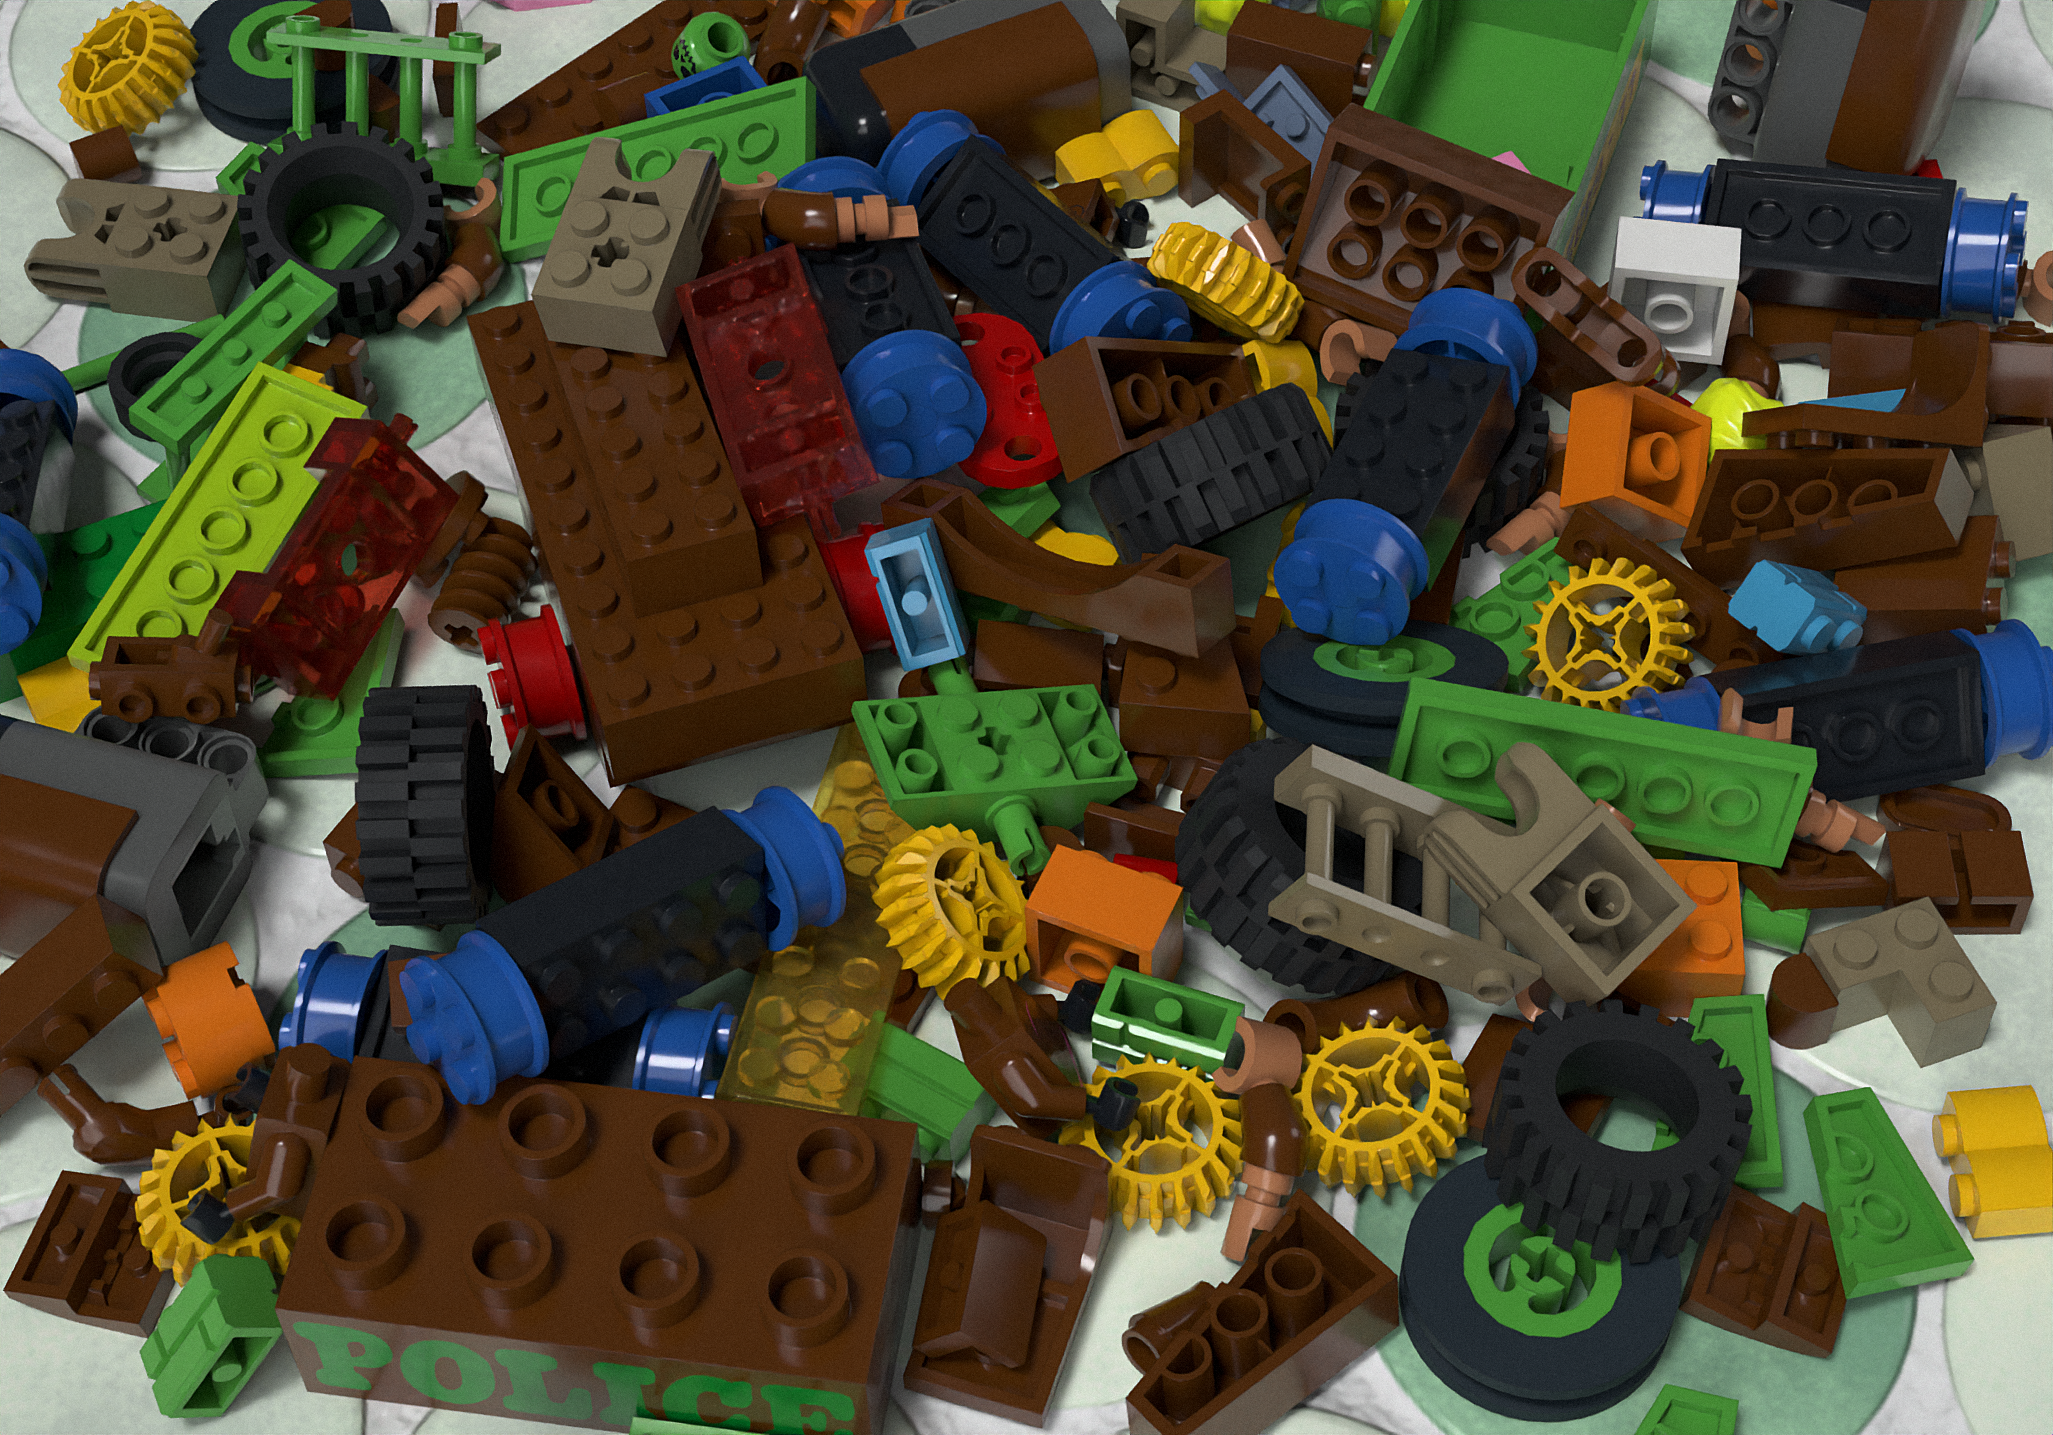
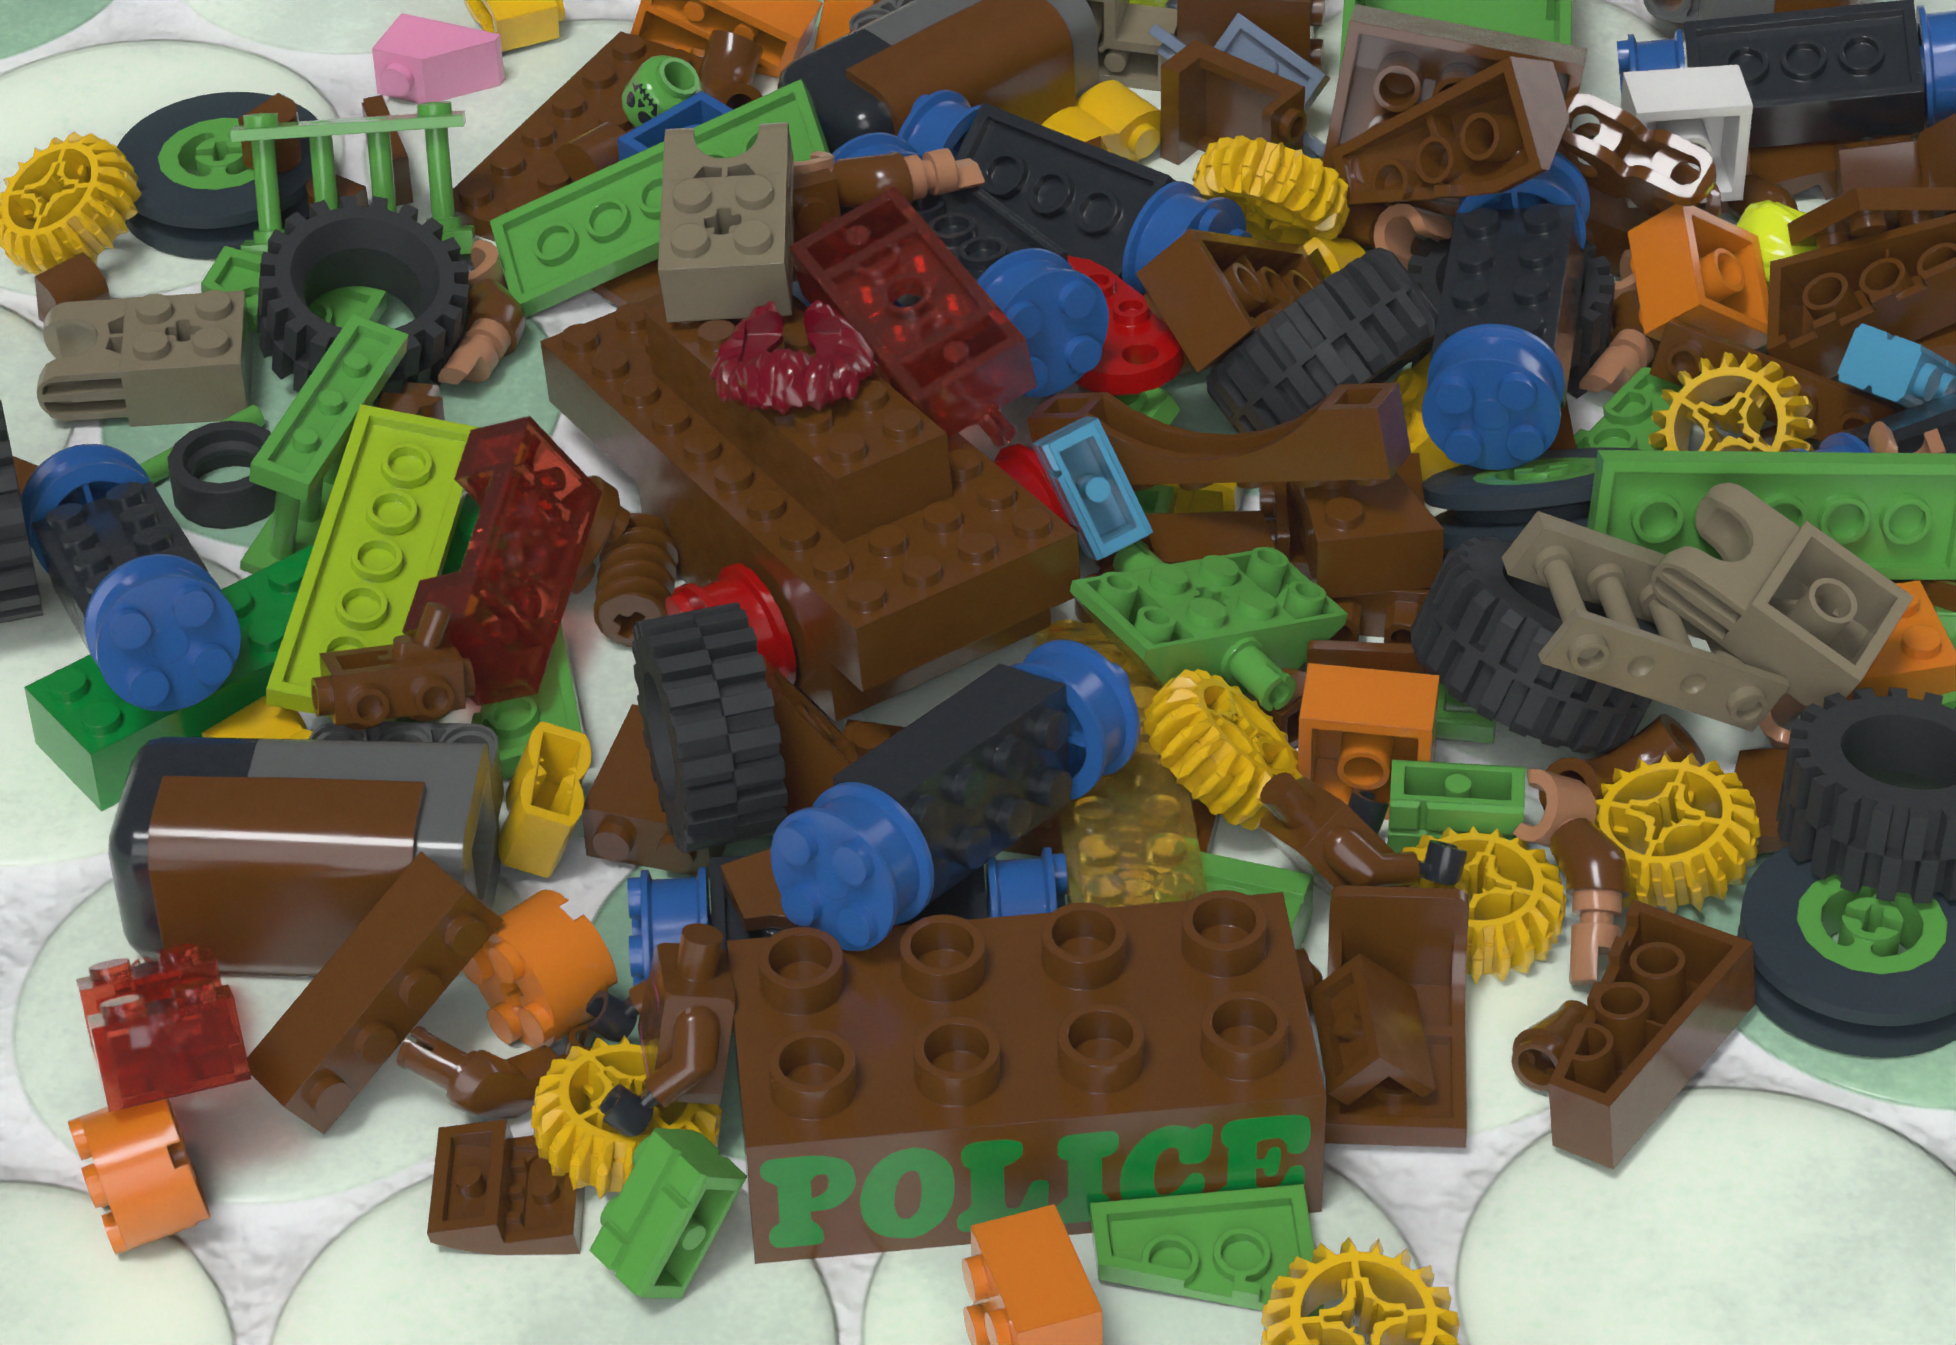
camera: 15 degrees left, 10 degrees down
(296, 821) = (544, 799): none -> yellow brick
(618, 443) = (791, 379): none -> dark red piece
(1416, 277) = (1461, 141): none -> reddish brown wedge

